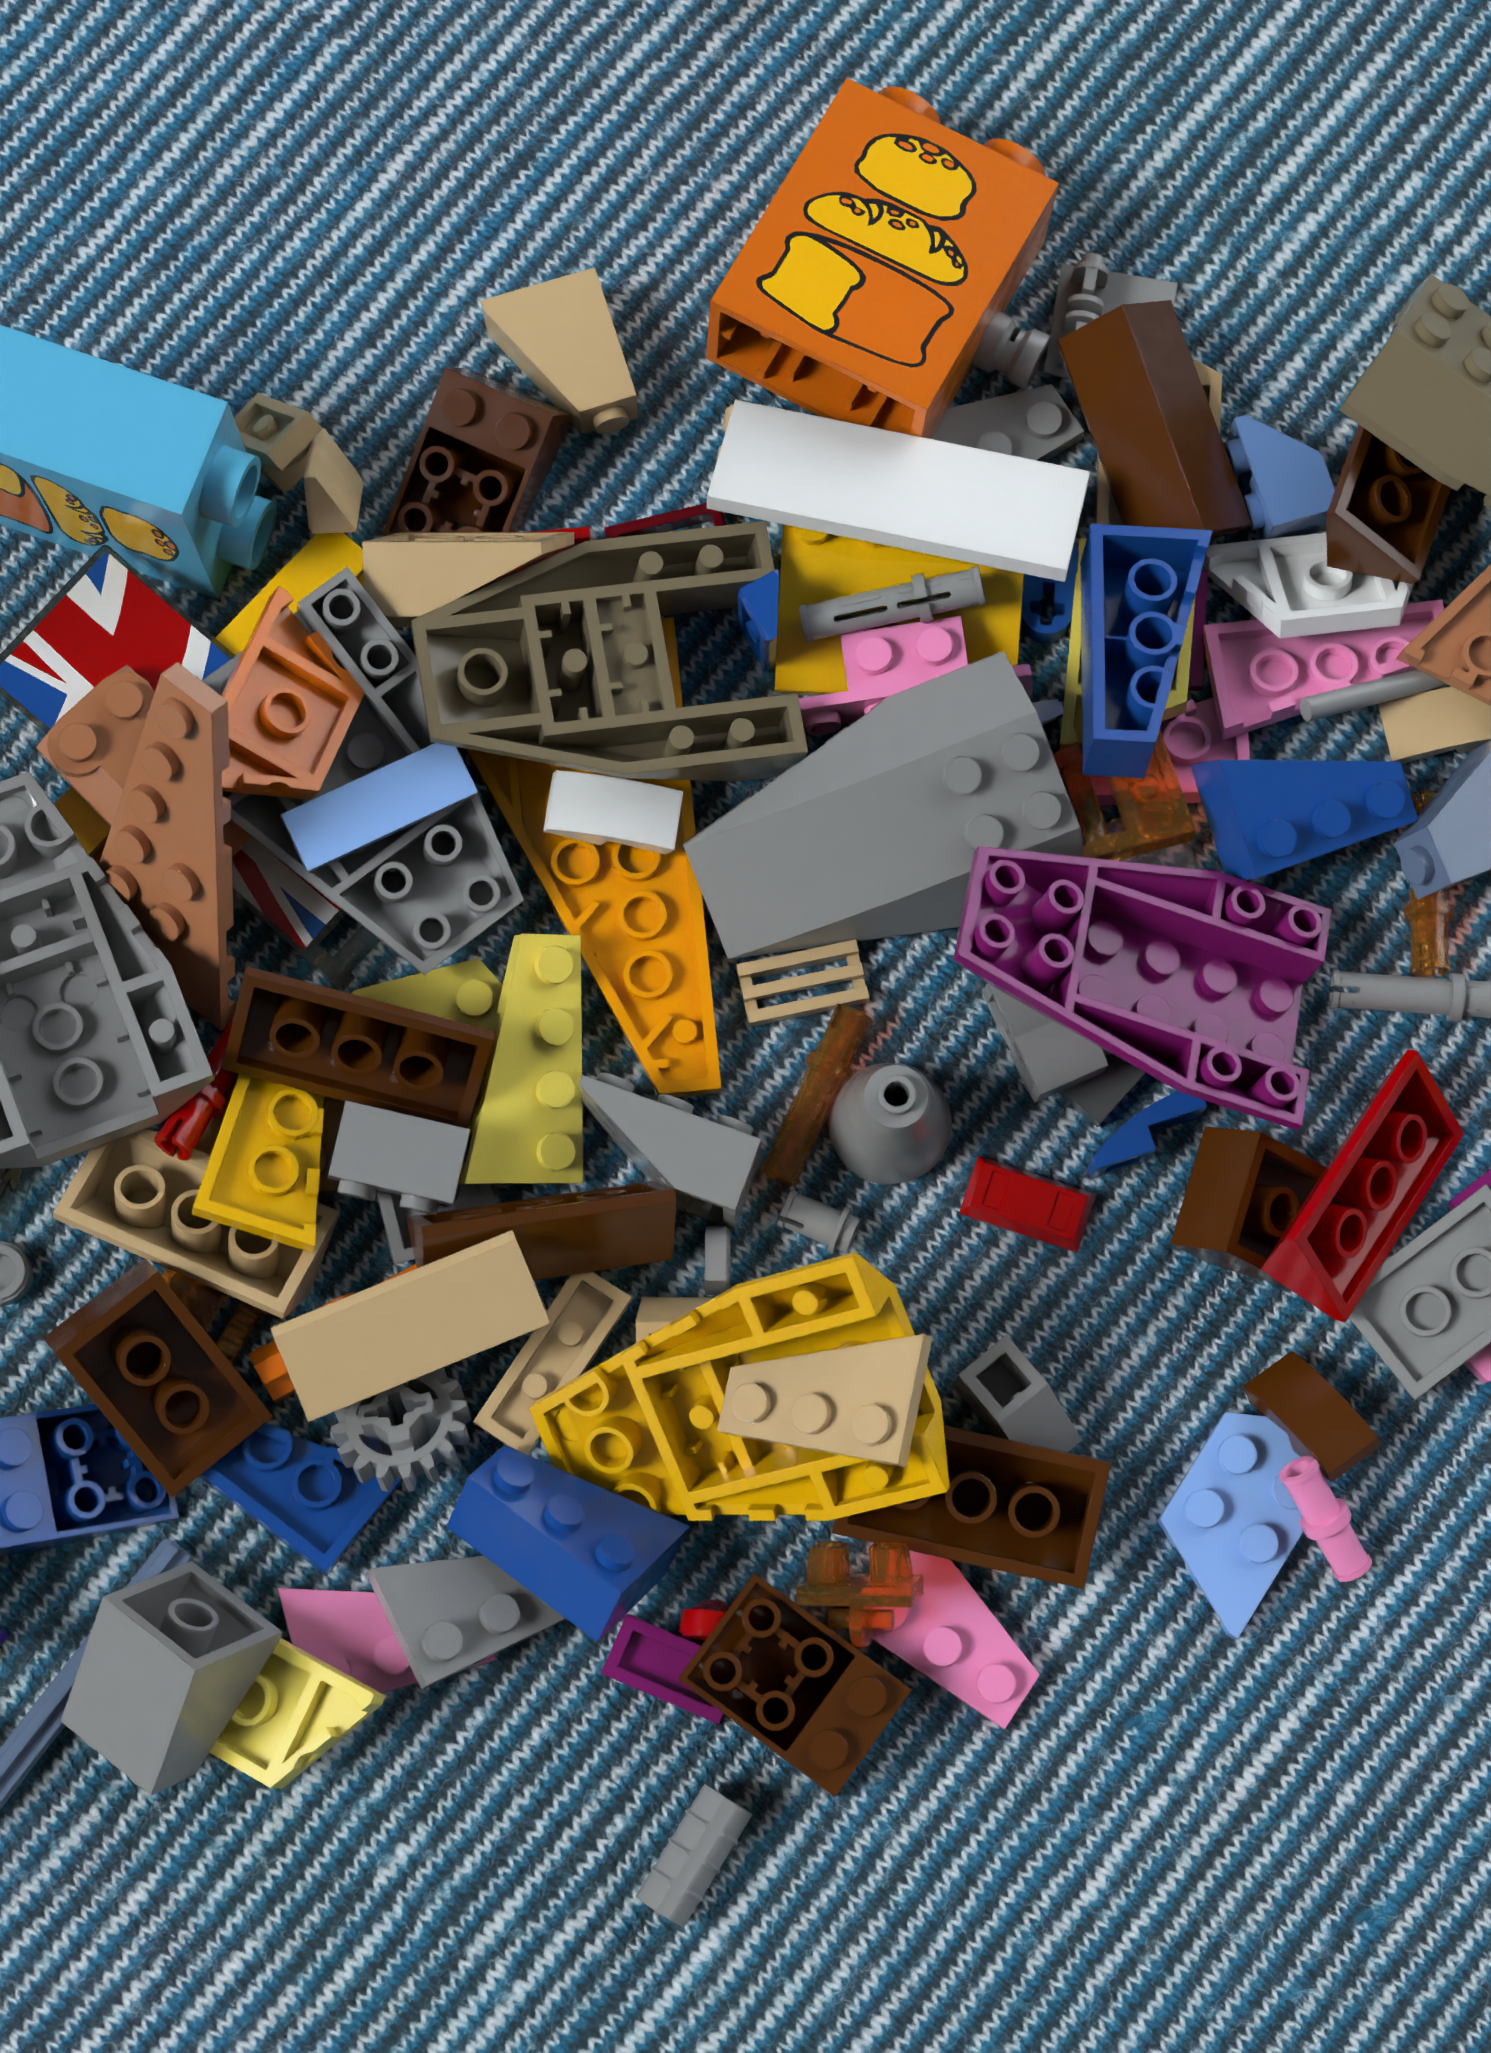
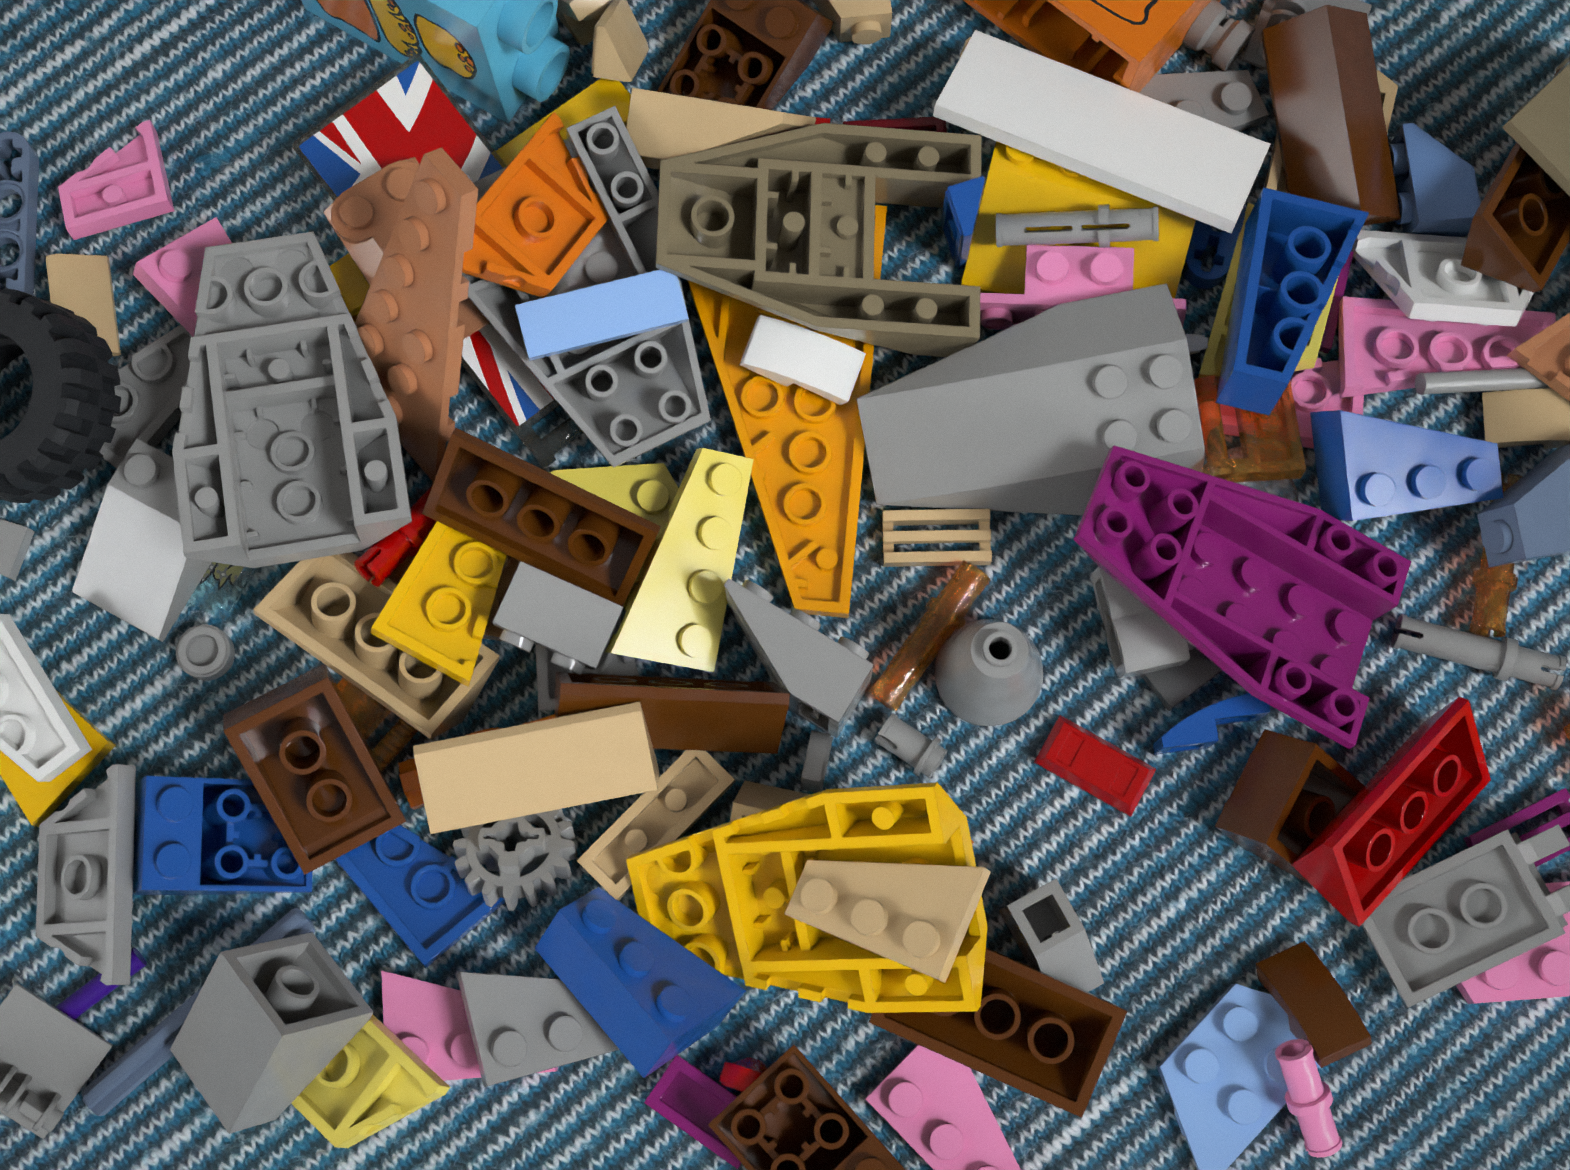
camera: 15 degrees right, 0 degrees up
(887, 1585) = (881, 1085): clear orange hips -> none

